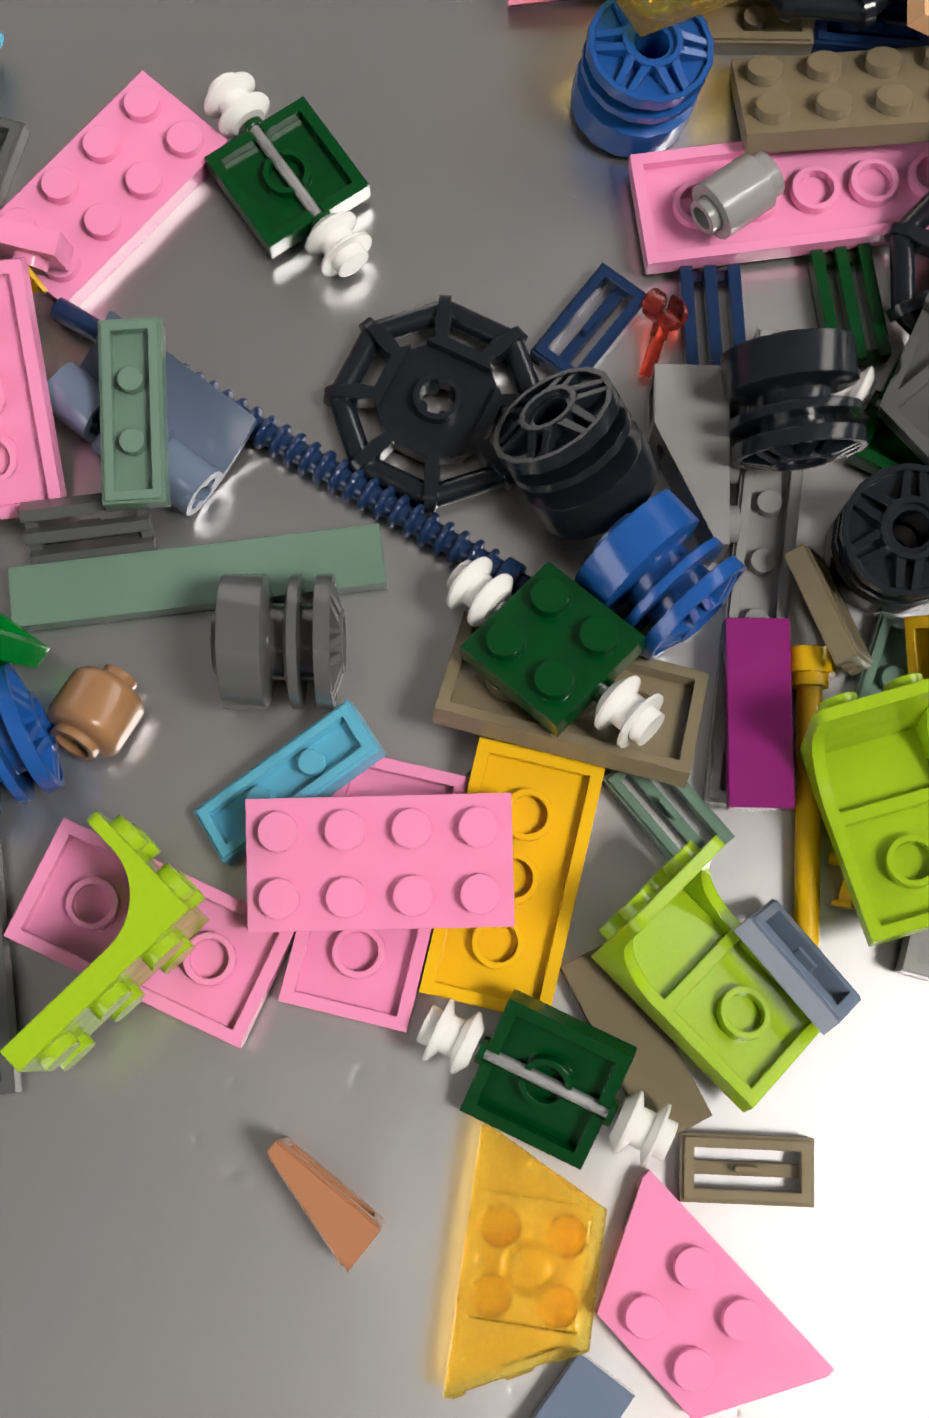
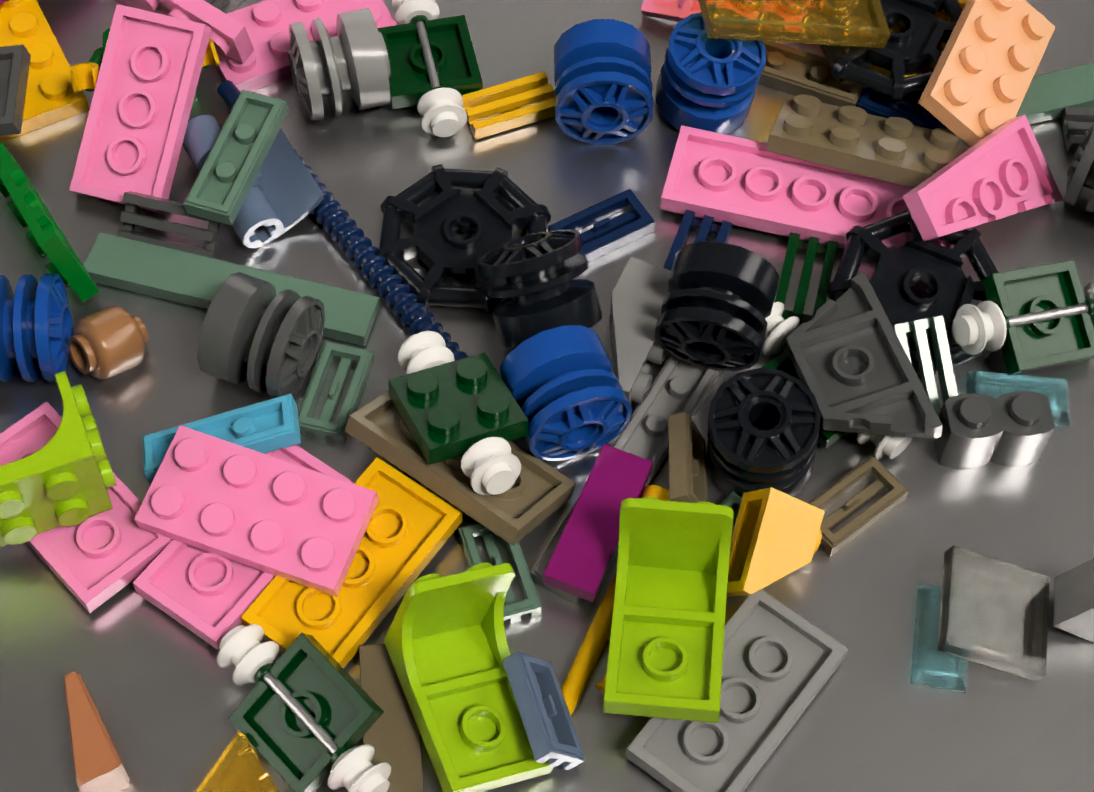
camera: 20 degrees right, 20 degrees down
(199, 225) = (338, 64): none -> light grey wheel
(389, 714) = (324, 426): none -> sand green tile
(395, 183) = (507, 99): none -> yellow tile
(519, 133) = (603, 82): none -> blue wheel
(663, 322) = (652, 244): clear red hand -> none
(736, 194) = (743, 169): light grey brick -> none

